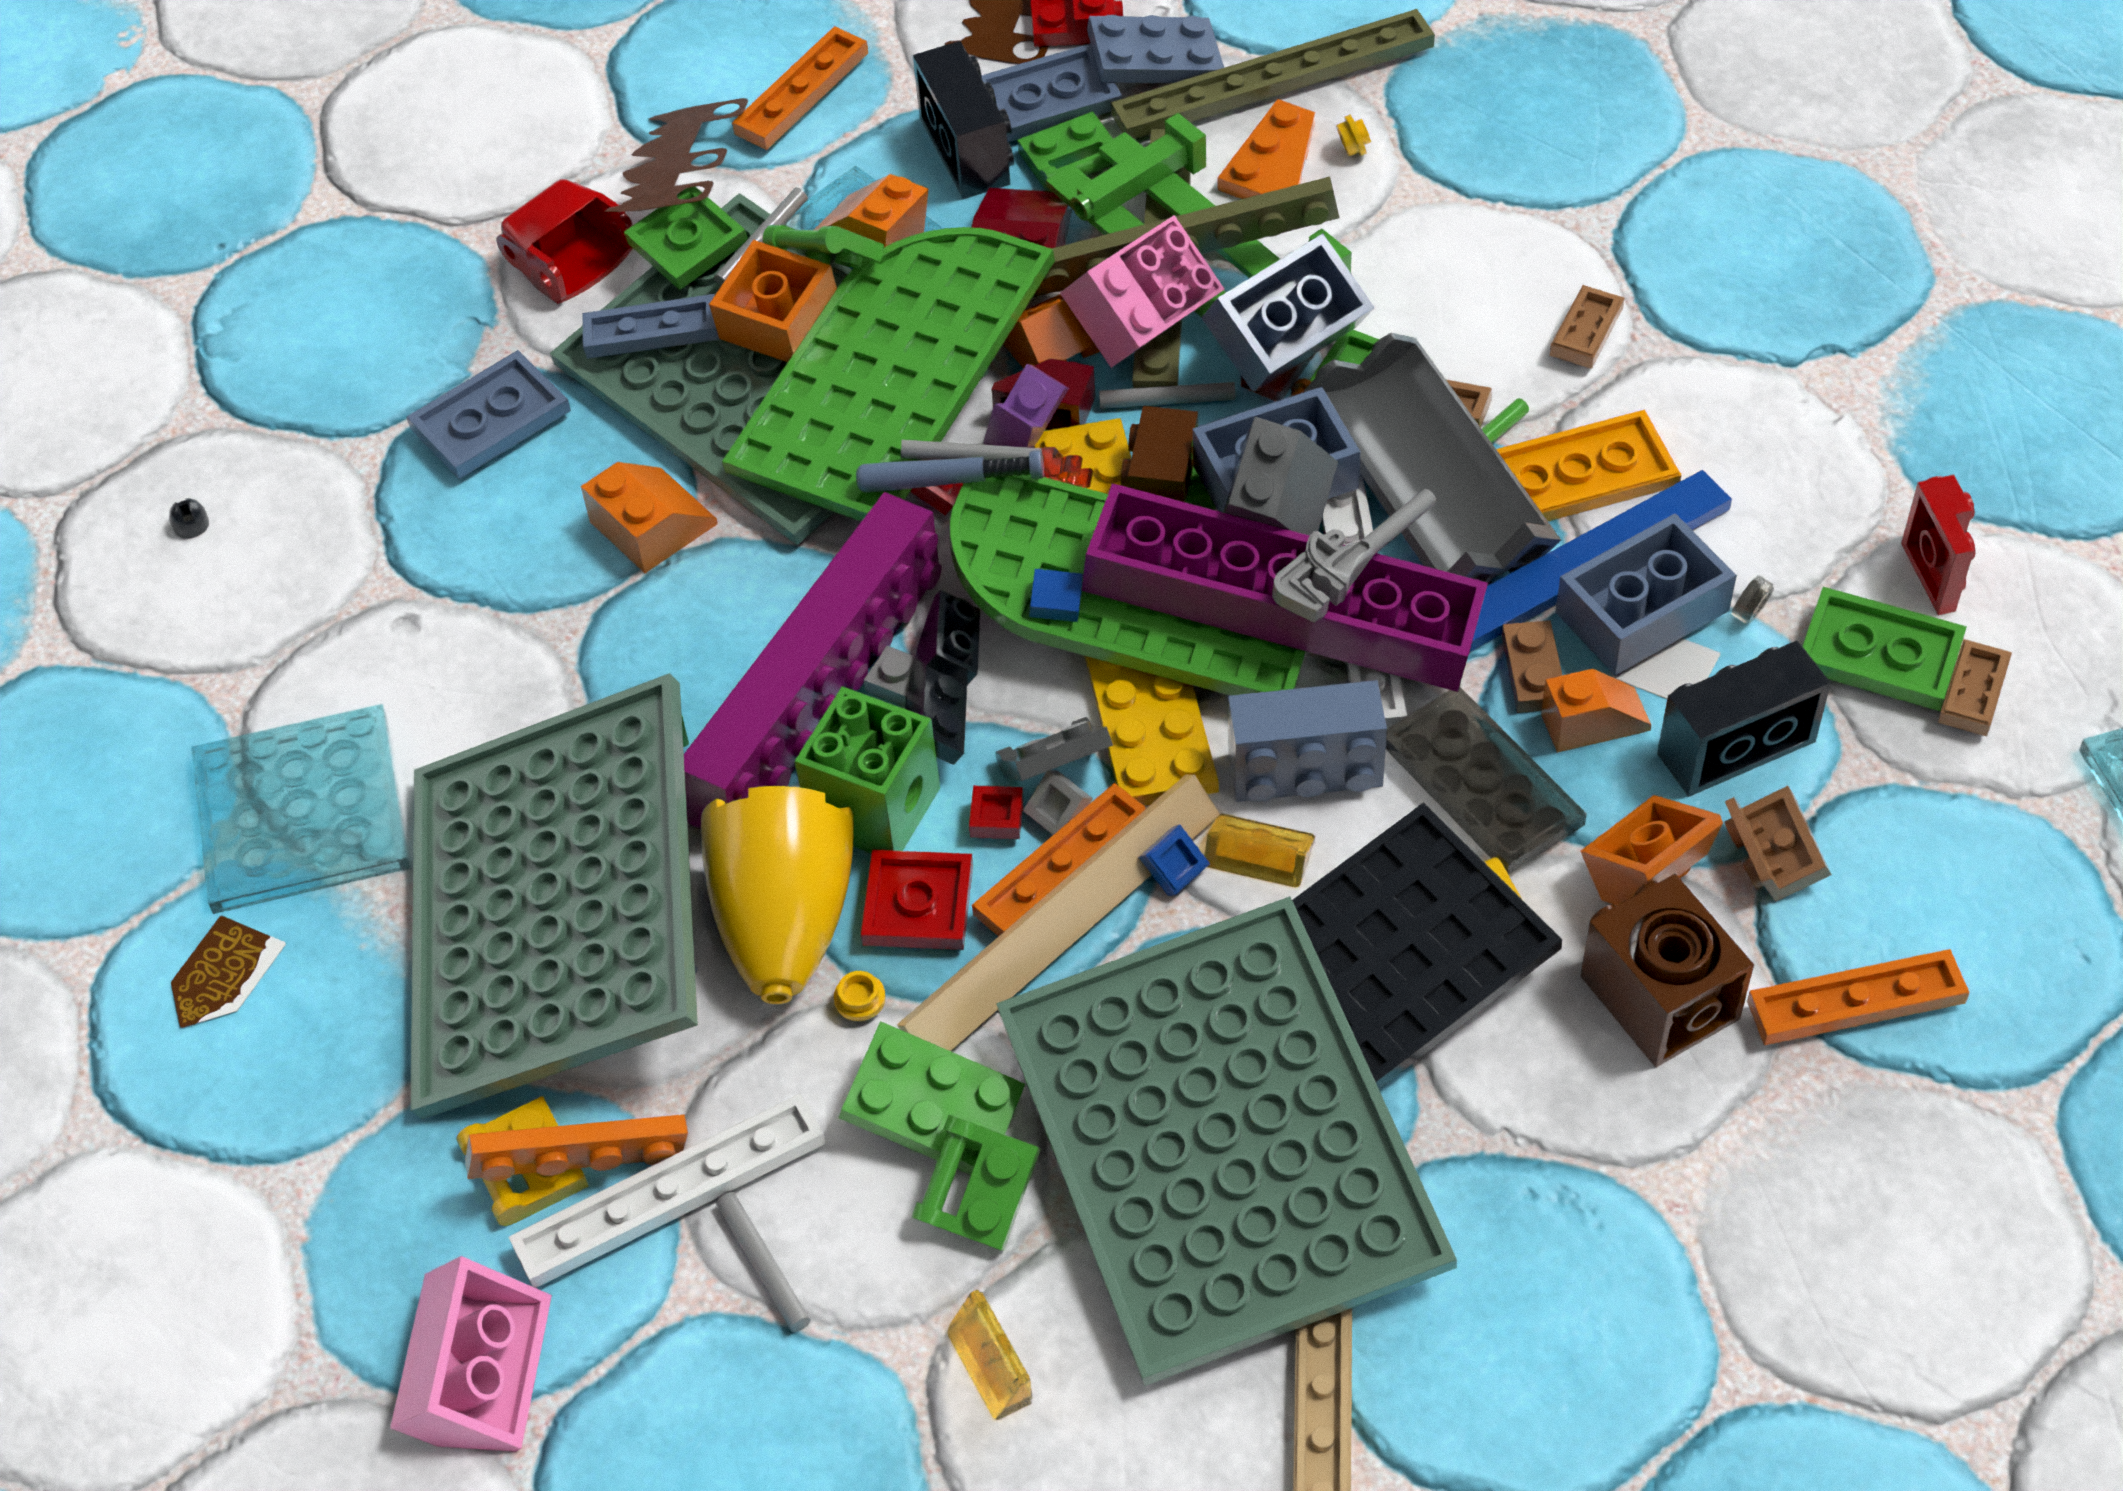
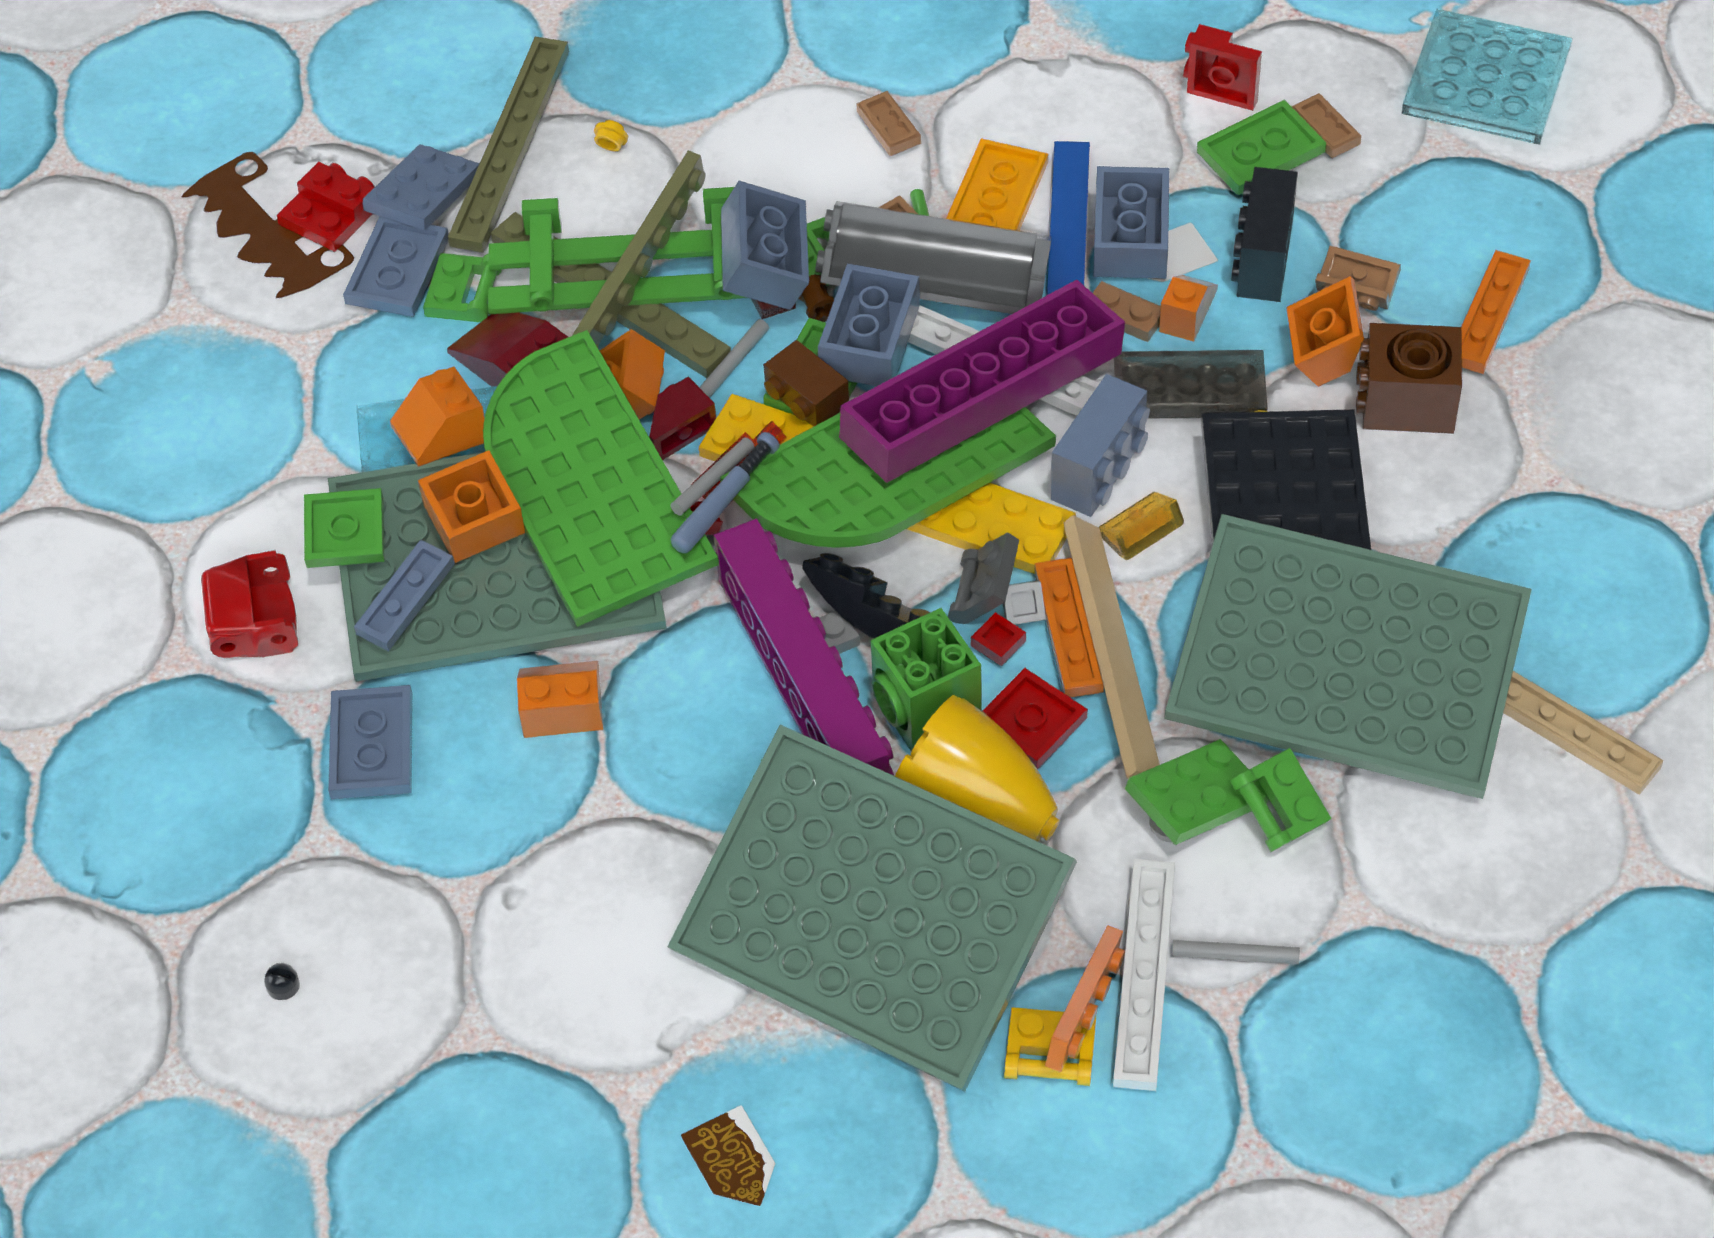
camera: 55 degrees left, 0 degrees up
(299, 808) = (629, 1038): clear light blue plate -> none
(471, 1359) = (1187, 1149): bright pink slope -> none
(672, 157) = (254, 506): reddish brown piece -> none
(779, 216) = (388, 487): light grey bar -> none
(800, 88) = (239, 397): orange plate -> none
(825, 244) = (477, 436): bright green plate -> none
(859, 996) = (1078, 791): yellow plate -> none
(963, 119) = (386, 320): black brick -> none
(989, 1357) = (1403, 864): clear yellow slope -> none
(1026, 410) = (691, 436): medium lavender slope -> none
(1056, 595) = (880, 497): blue tile -> none
(1142, 291) = (664, 310): bright pink slope -> none
(1174, 860) = (1118, 568): blue tile -> none
(1271, 154) = (582, 189): orange wing -> none
(1281, 478) = (907, 326): dark grey slope -> none
(1337, 566) = (1010, 340): light grey piece -> none
(1753, 599) = (1177, 179): clear smoke tile -> none

